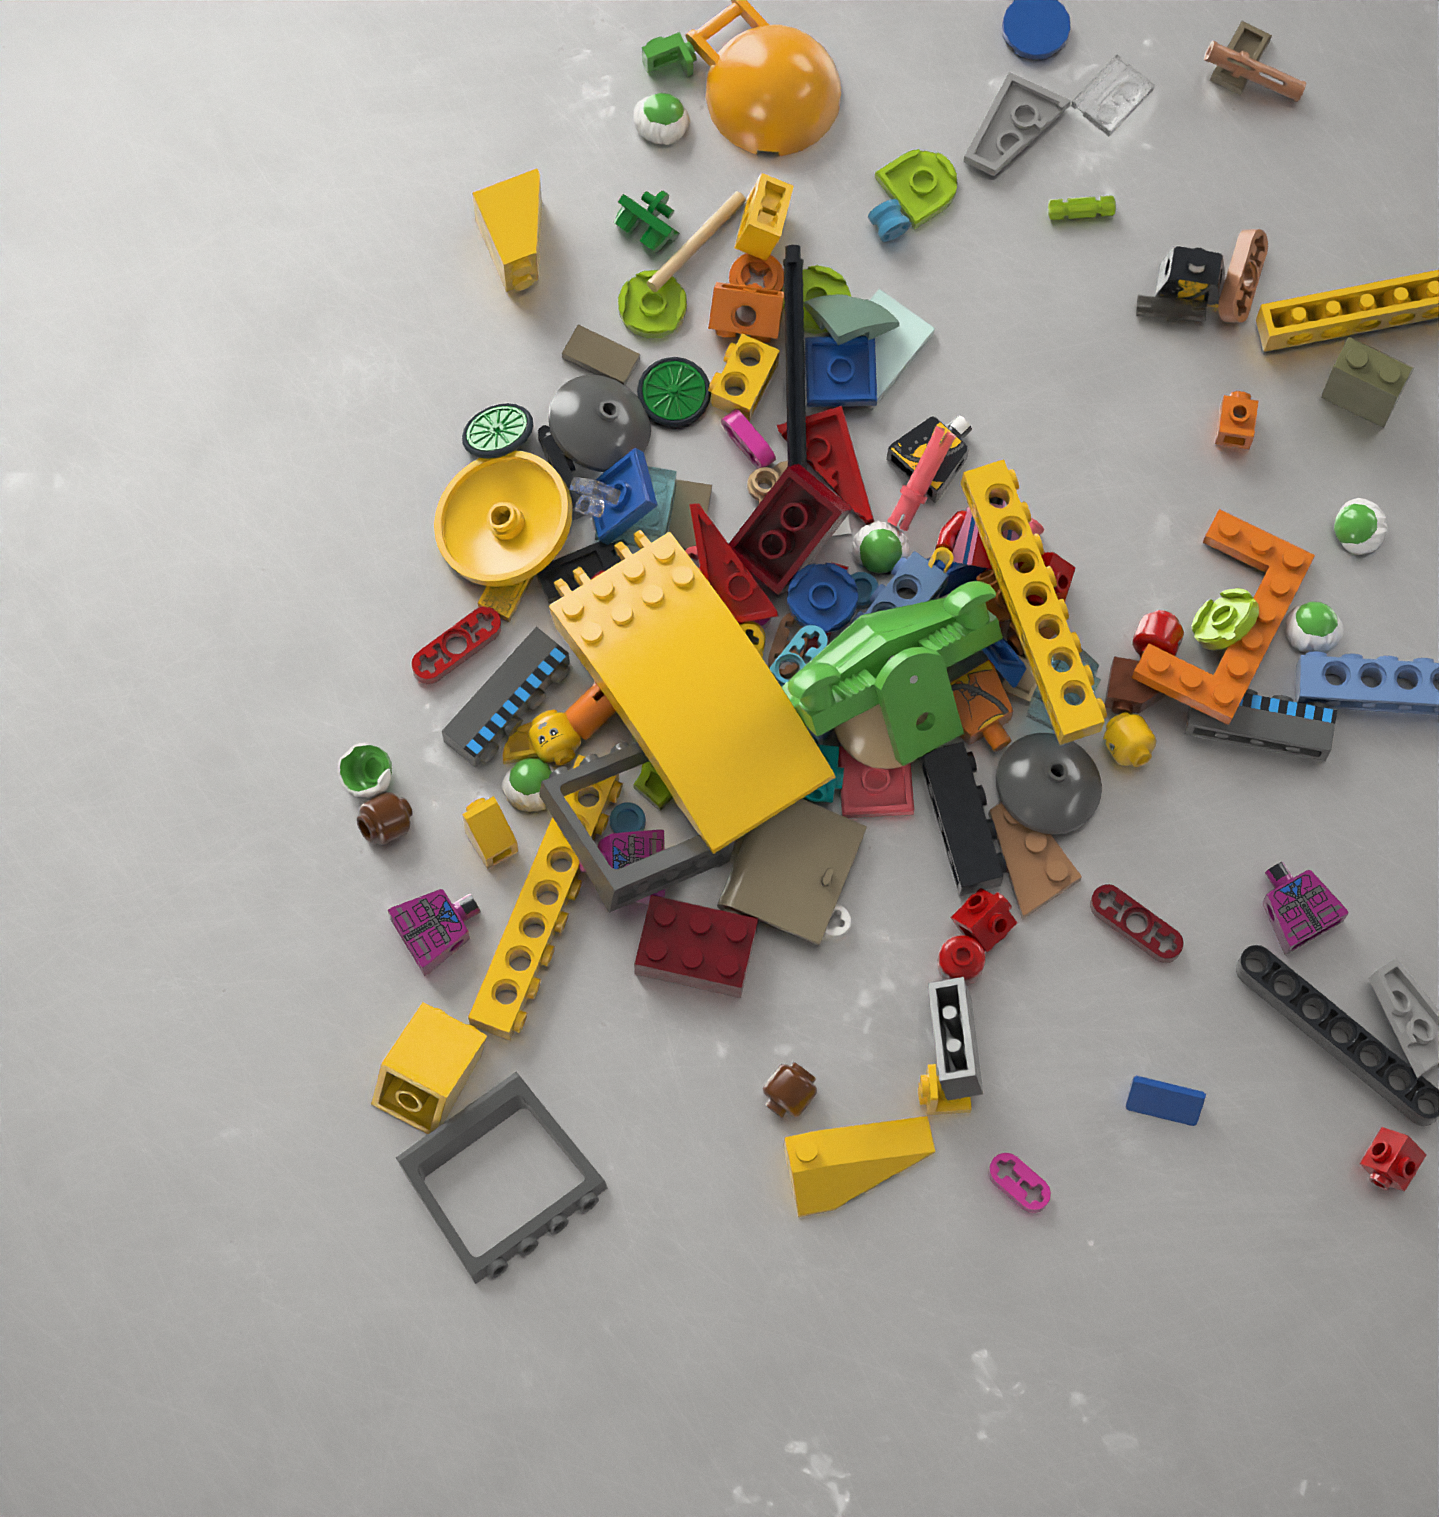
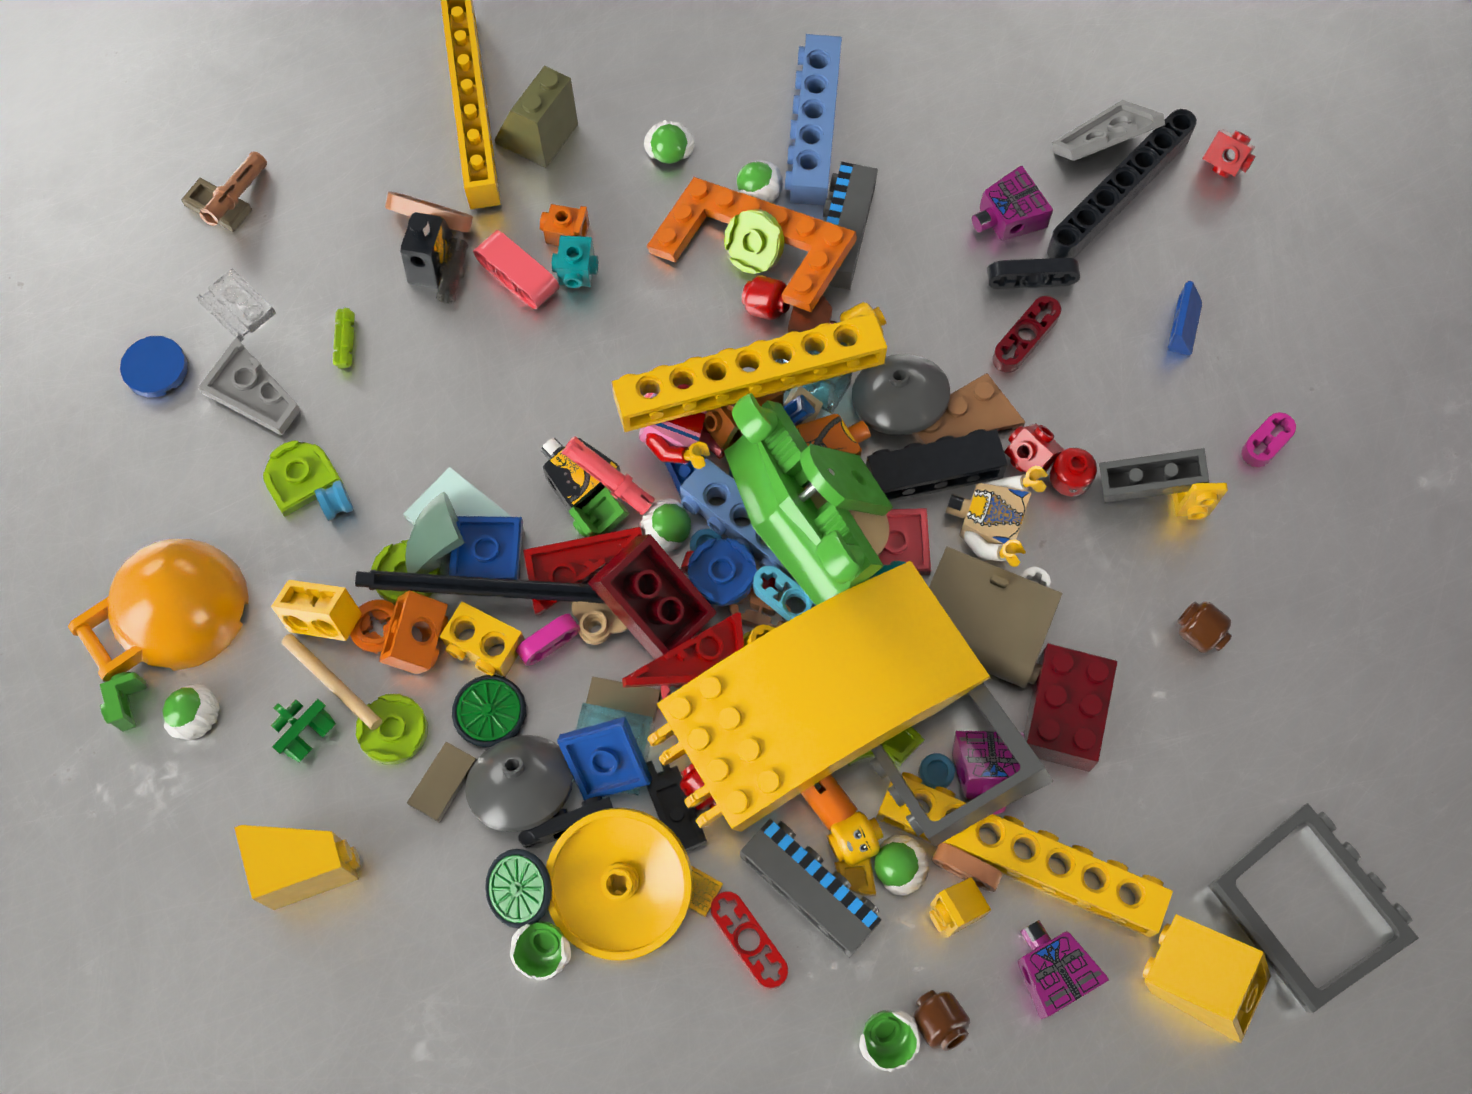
camera: 85 degrees left, 5 degrees down
(440, 454) = (540, 950): none -> bright green hair
(529, 845) = (967, 866): none -> nougat beam
(593, 496) = (603, 784): clear tile -> none
(846, 1161) = (1262, 584): yellow wedge -> none
(883, 476) = (599, 515): none -> bright green bracket
(904, 878) = (996, 515): none -> torso
(1176, 373) = (516, 269): none -> coral beam
(1186, 432) = (575, 261): none -> teal brick
(1213, 930) = (1033, 273): none -> black beam

